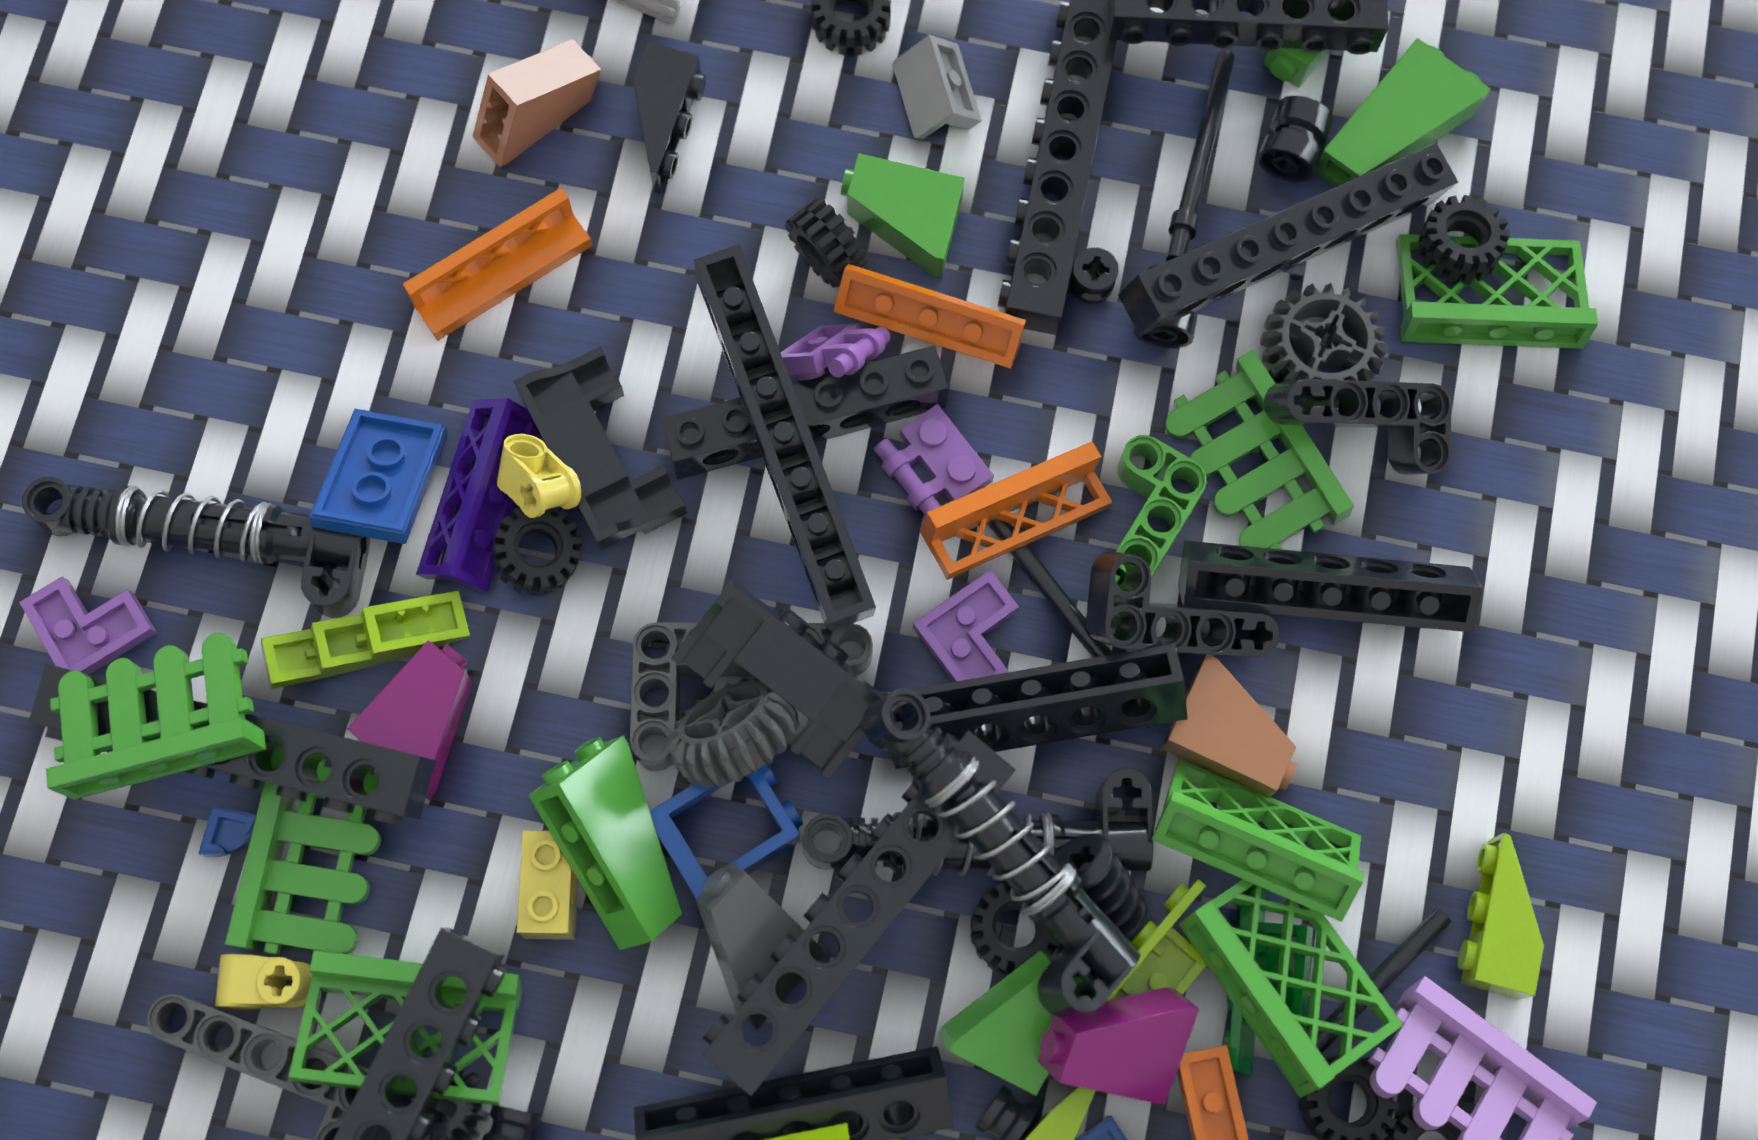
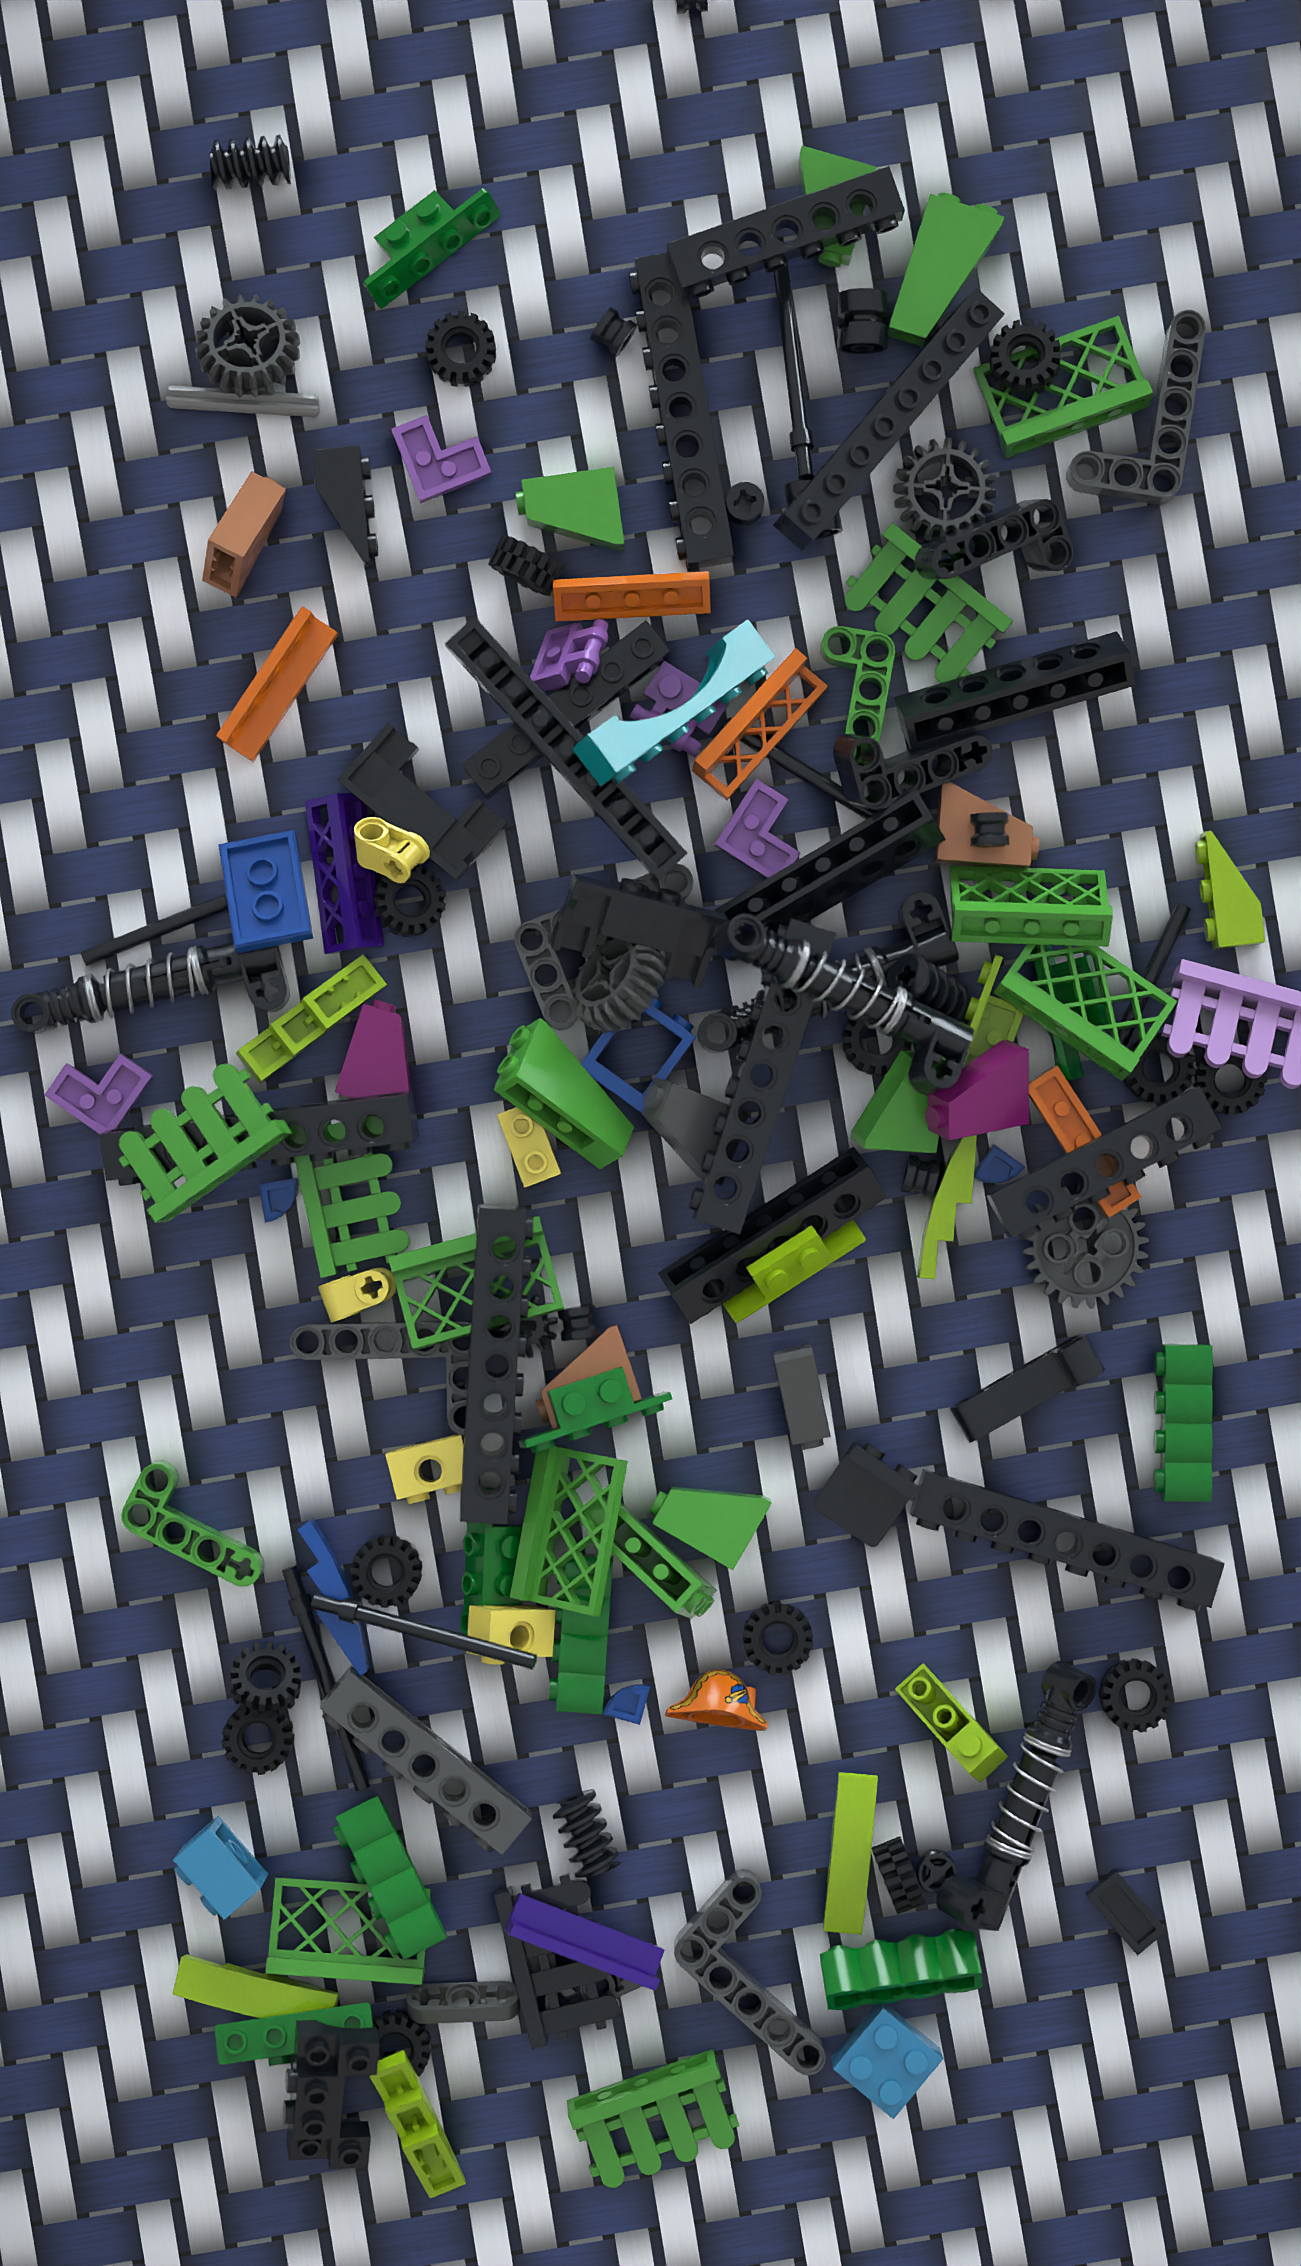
camera: 15 degrees left, 15 degrees up
(235, 473) = (155, 930): none -> black bar
(773, 119) = (438, 470): none -> medium lavender plate
(841, 449) = (617, 744): none -> arch
(935, 87) = (556, 389): light grey panel -> none
(1020, 53) = (613, 331): none -> black wheel
(1244, 726) = (989, 829): none -> black wheel
(1596, 369) = (1163, 426): none -> dark grey beam

